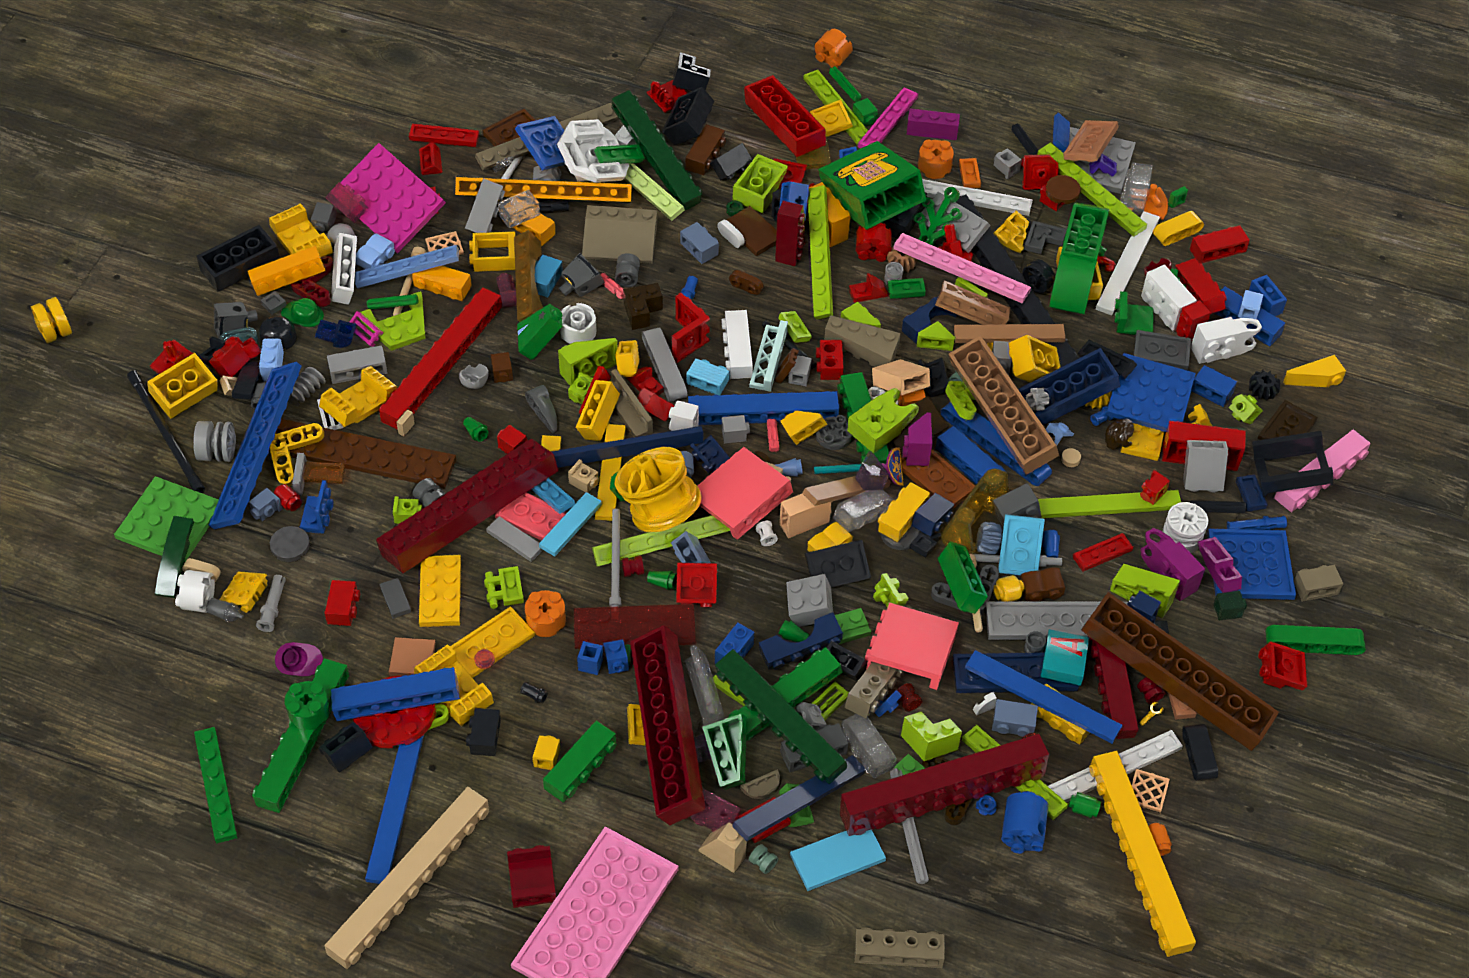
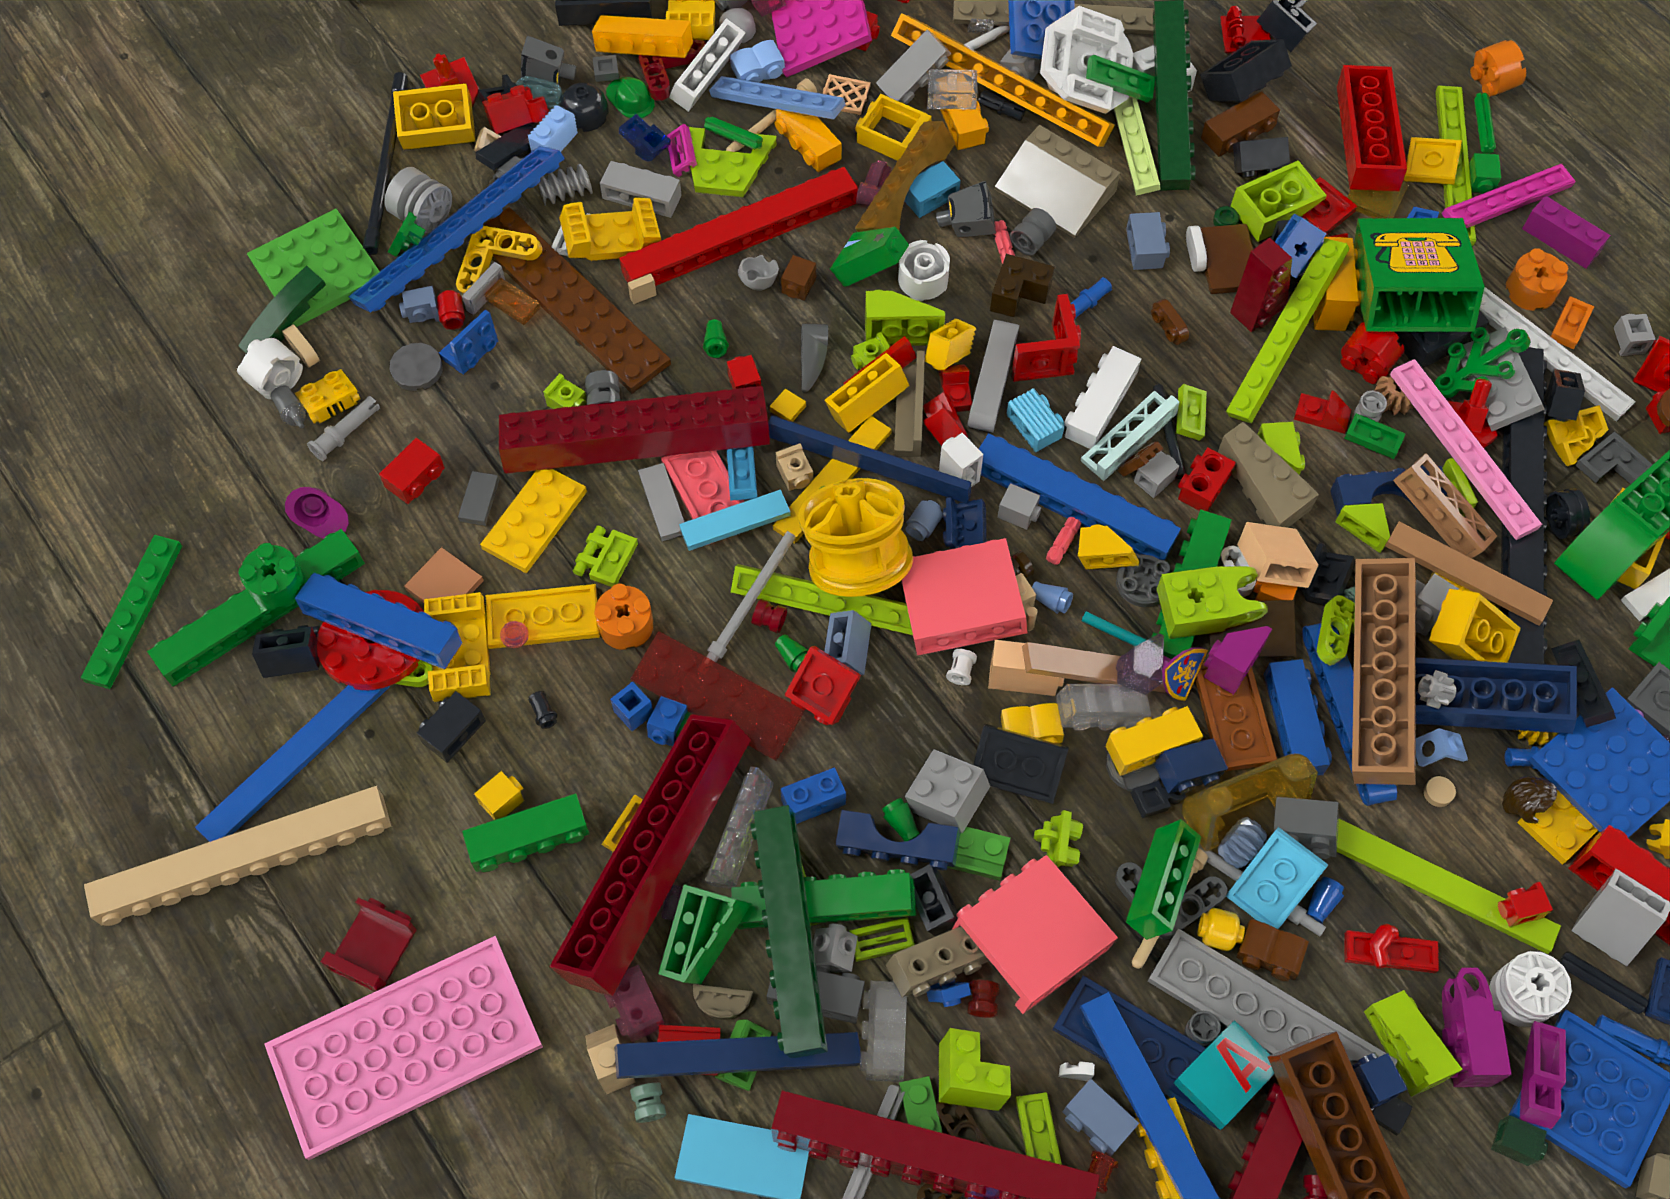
camera: 35 degrees right, 10 degrees up
(222, 463) = (407, 233): none -> green plate
(995, 213) = (1564, 395): none -> black brick
(1095, 549) = (1380, 942): none -> red arm

